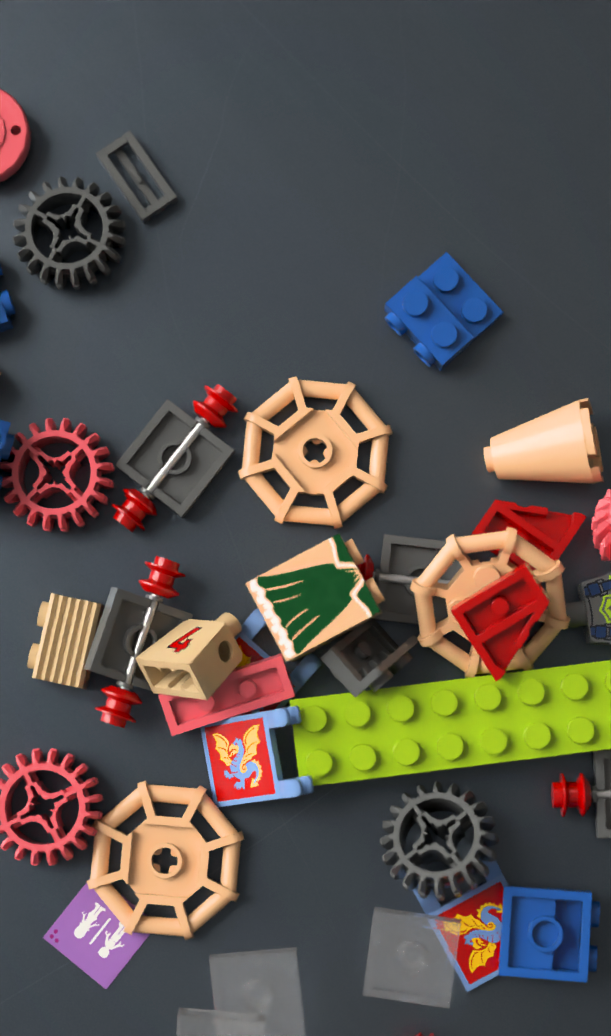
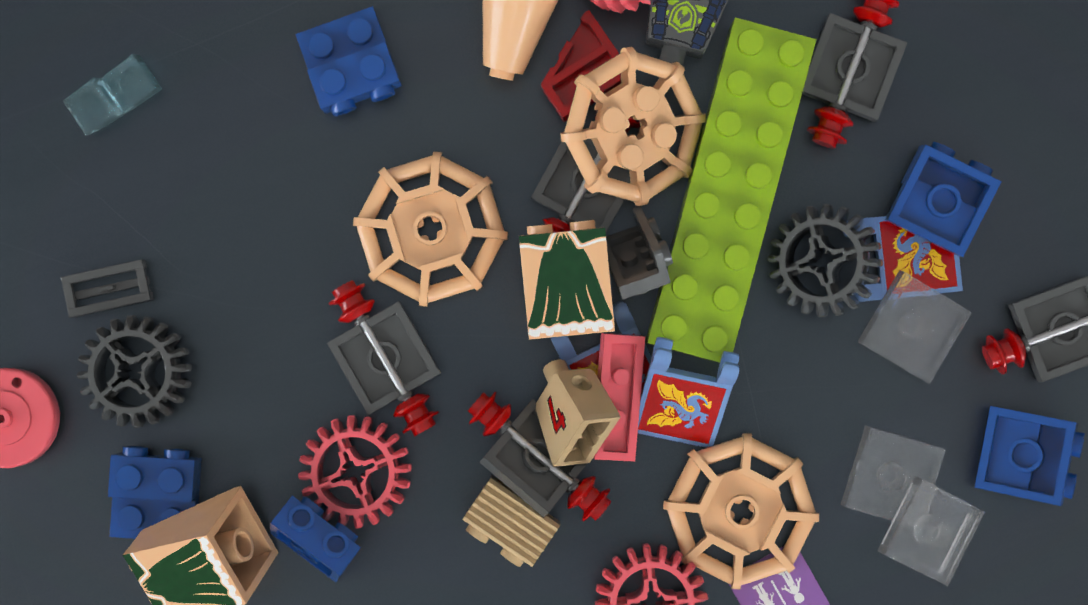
camera: 70 degrees left, 5 degrees up
(318, 108) = (113, 95): none -> clear light blue slope
(501, 617) = (652, 120): red wing -> none

